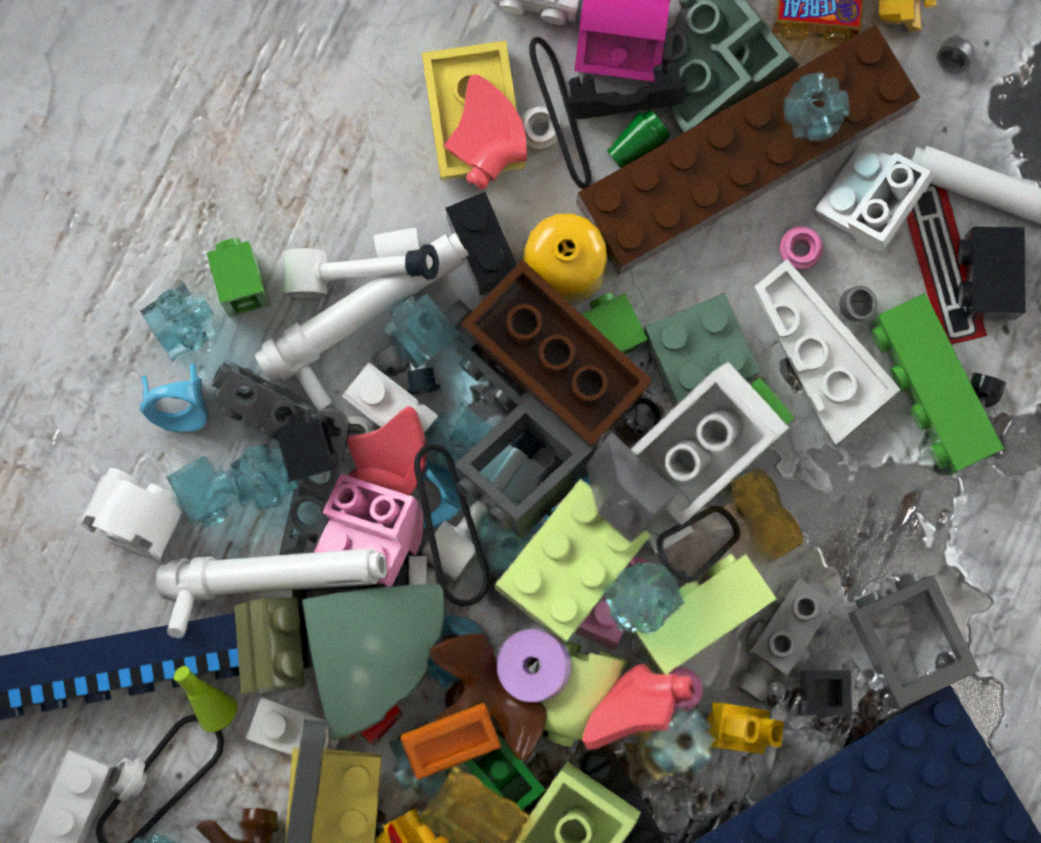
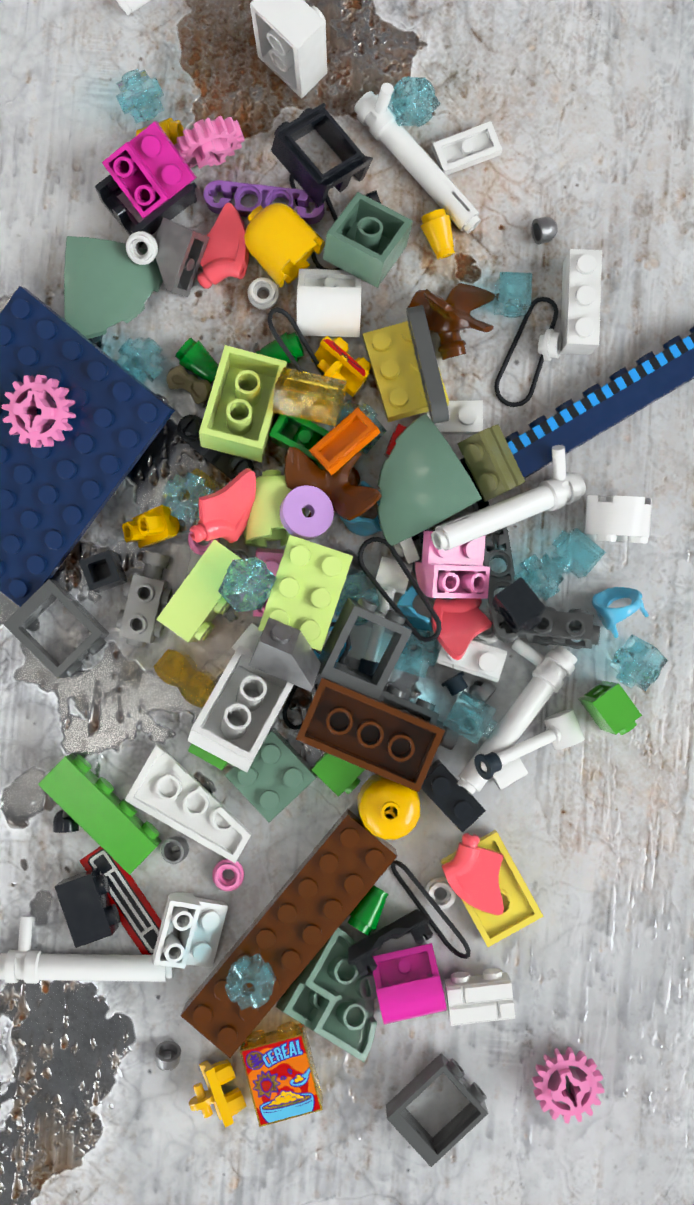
camera: 165 degrees right, 5 degrees up
(211, 706) = (514, 412): lime cone -> none
(688, 579) = (210, 631): black piece -> none

